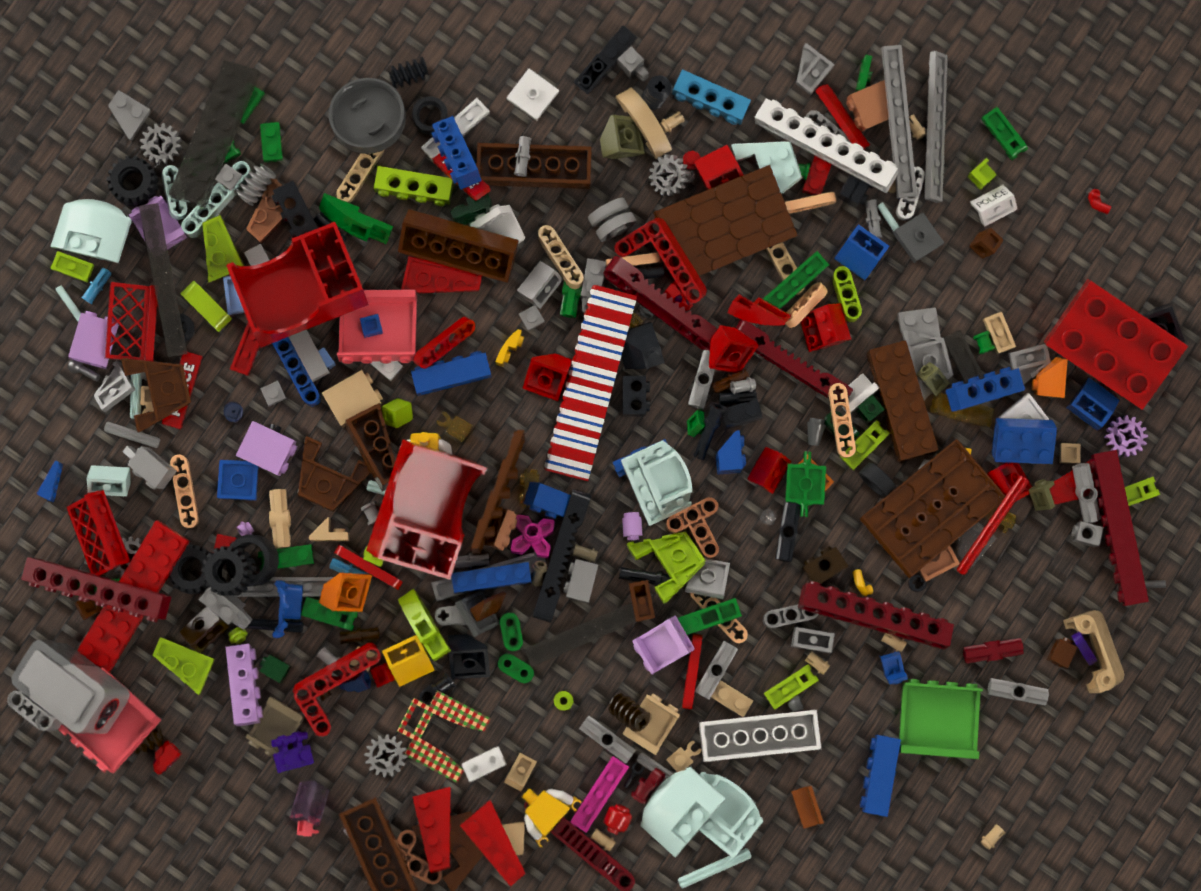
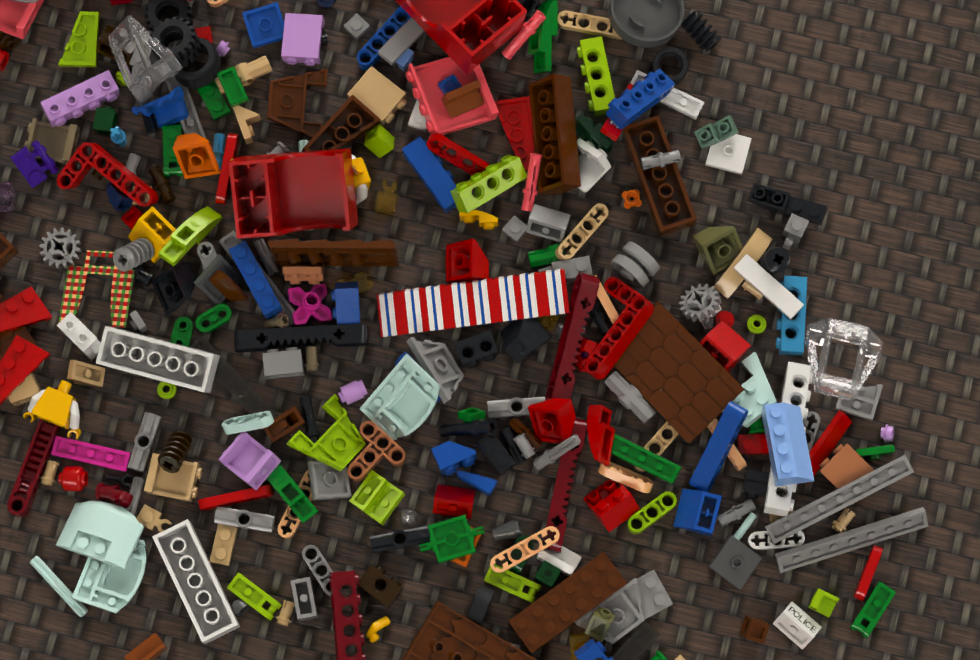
camera: 80 degrees right, 5 degrees down
(257, 600) = (154, 74): none -> clear windscreen
(291, 532) = (232, 87): none -> green tile
(296, 660) = (118, 136): none -> dark azure axle
(348, 239) = (528, 29): none -> coral pin
(390, 318) = (463, 99): none -> dark orange panel
(423, 685) = (133, 254): none -> light grey piece
(483, 324) = (513, 174): none -> lime brick
(488, 706) = (137, 322): none -> light grey plate
(500, 288) = (531, 182): none -> coral pin
(511, 97) = (717, 132): none -> sand green slope
(534, 698) = (157, 359): none -> white brick
(544, 195) = (634, 194): none -> orange plate
(624, 643) = (247, 422): none -> light aqua beam
(638, 435) = (438, 364): none -> light grey wing
(679, 107) = (768, 286): none -> white tile
(706, 138) = (756, 330): none -> lime plate
(732, 273) = (629, 397): none -> light grey piece
(739, 539) = (377, 497): none -> lime slope
(740, 64) = (821, 334): none -> clear windscreen
(761, 358) = (551, 456): none -> light grey axle
(765, 435) = (481, 483): none -> blue slope
(811, 209) = (718, 447): none -> blue beam
(835, 147) = (787, 444): none -> light blue slope
(850, 57) = (887, 433): none -> lavender plate
(970, 124) = (868, 572): none -> red beam

